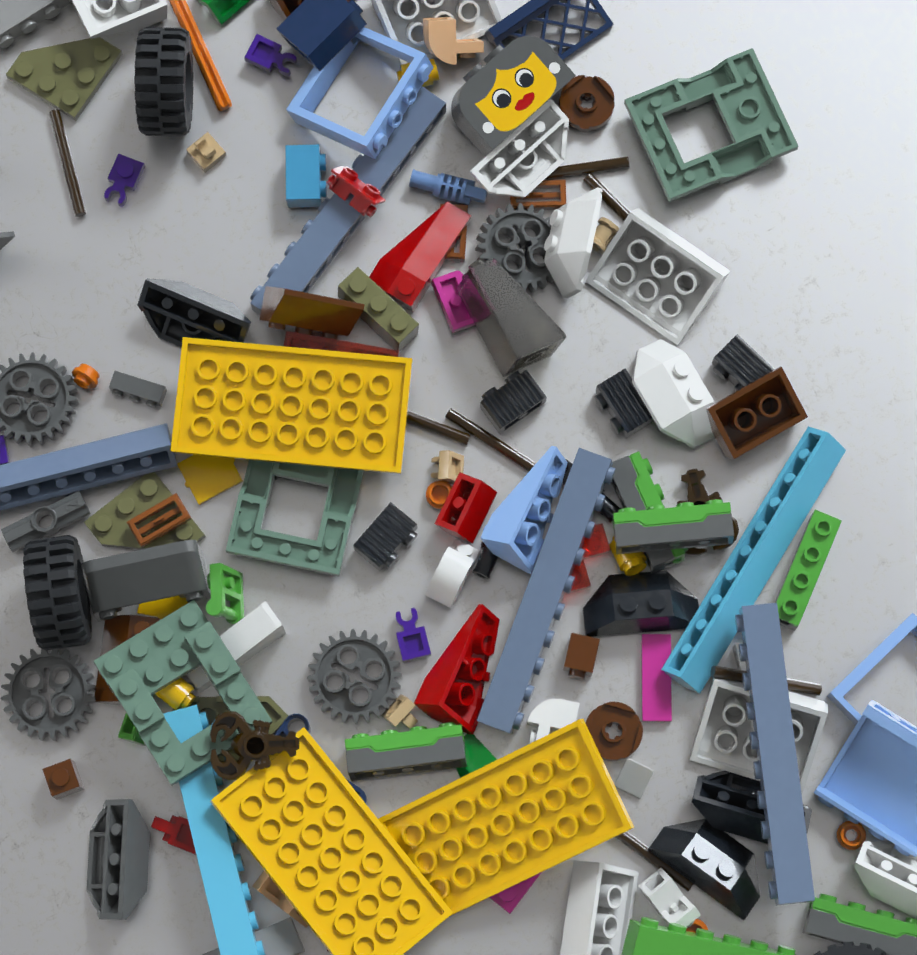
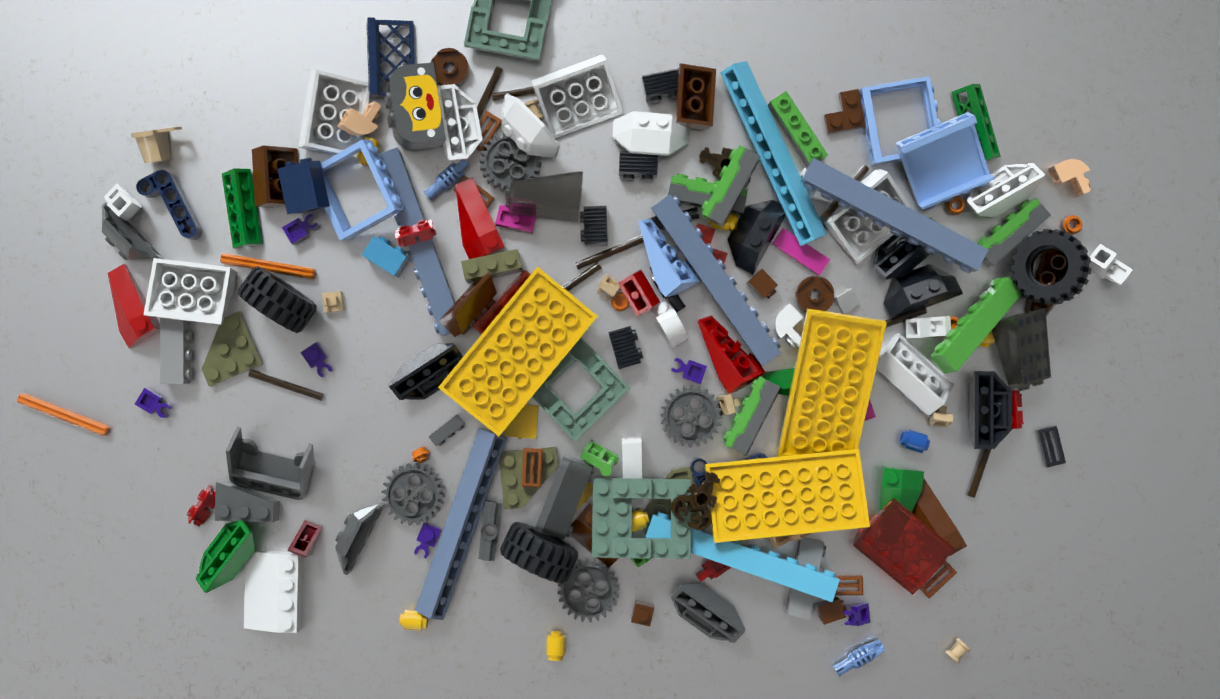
camera: 60 degrees left, 10 degrees up
(867, 627) = (851, 115): none -> reddish brown plate

